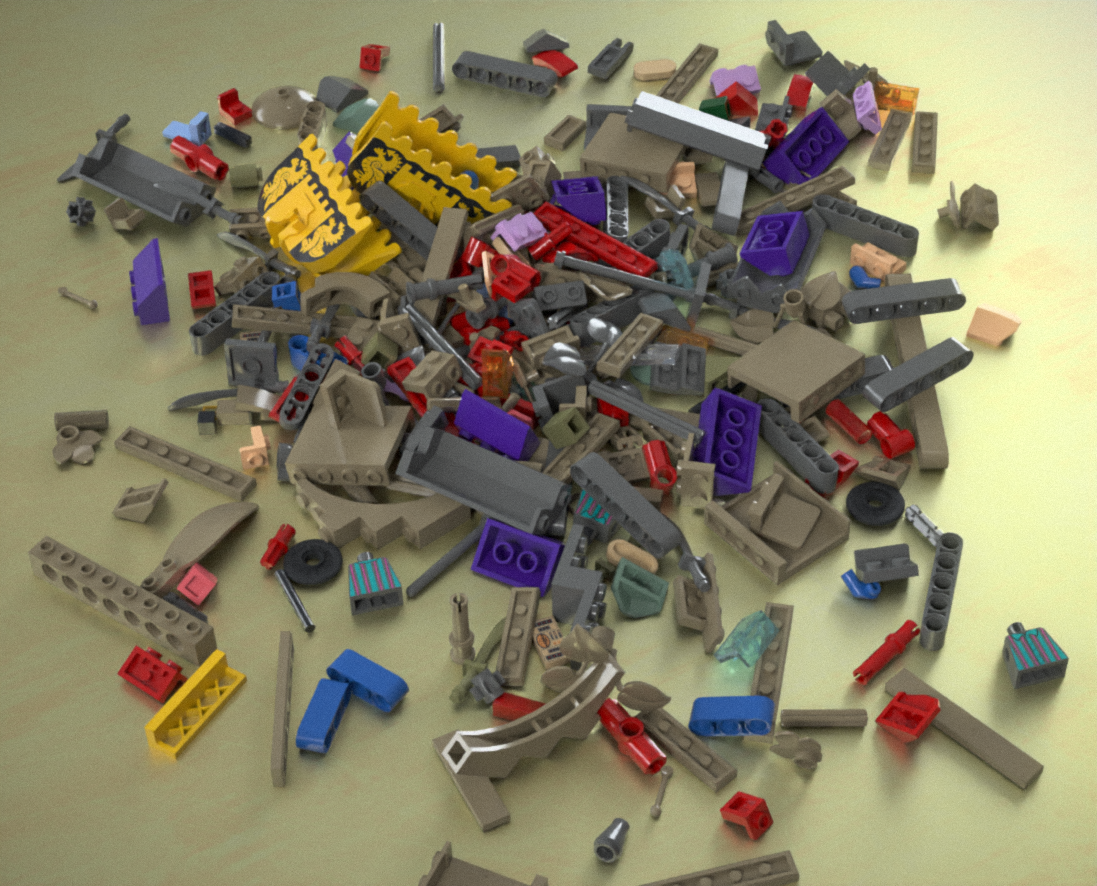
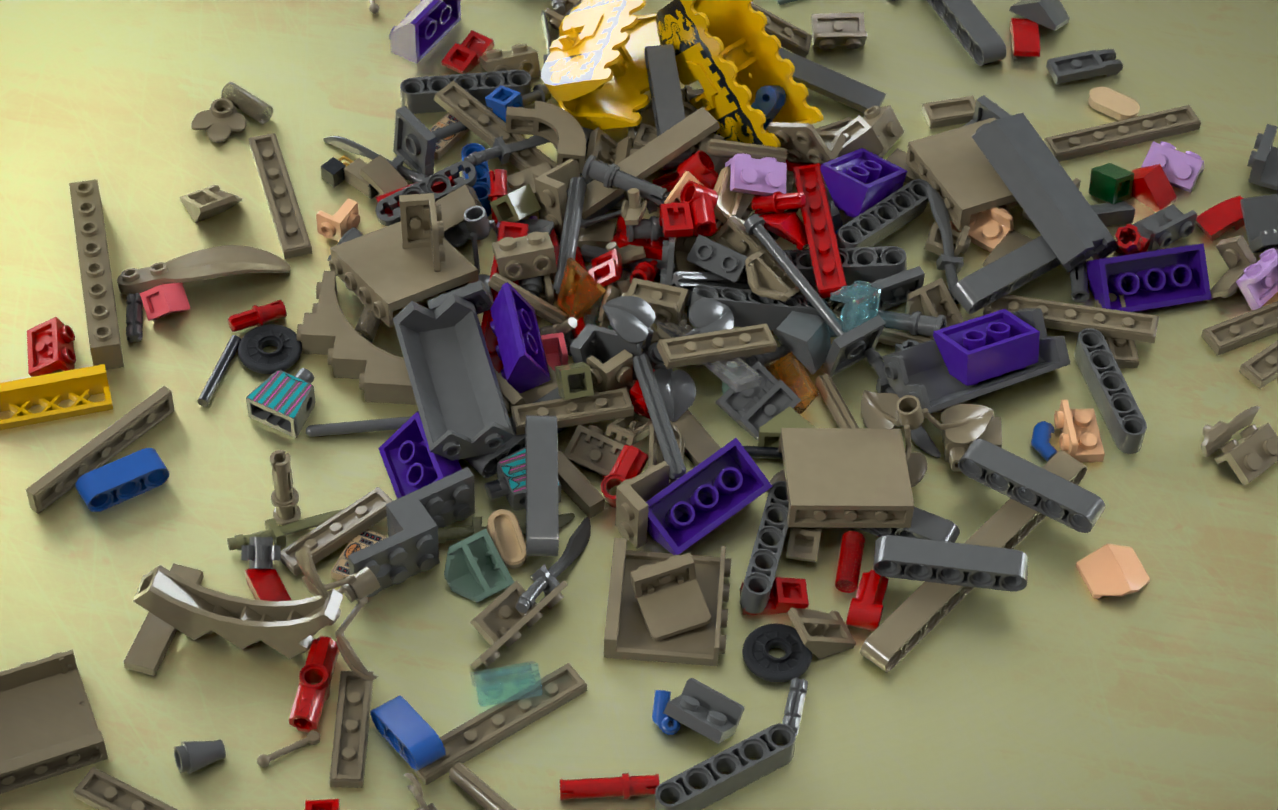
camera: 40 degrees right, 5 degrees up
(368, 680) = (186, 477): blue beam -> none

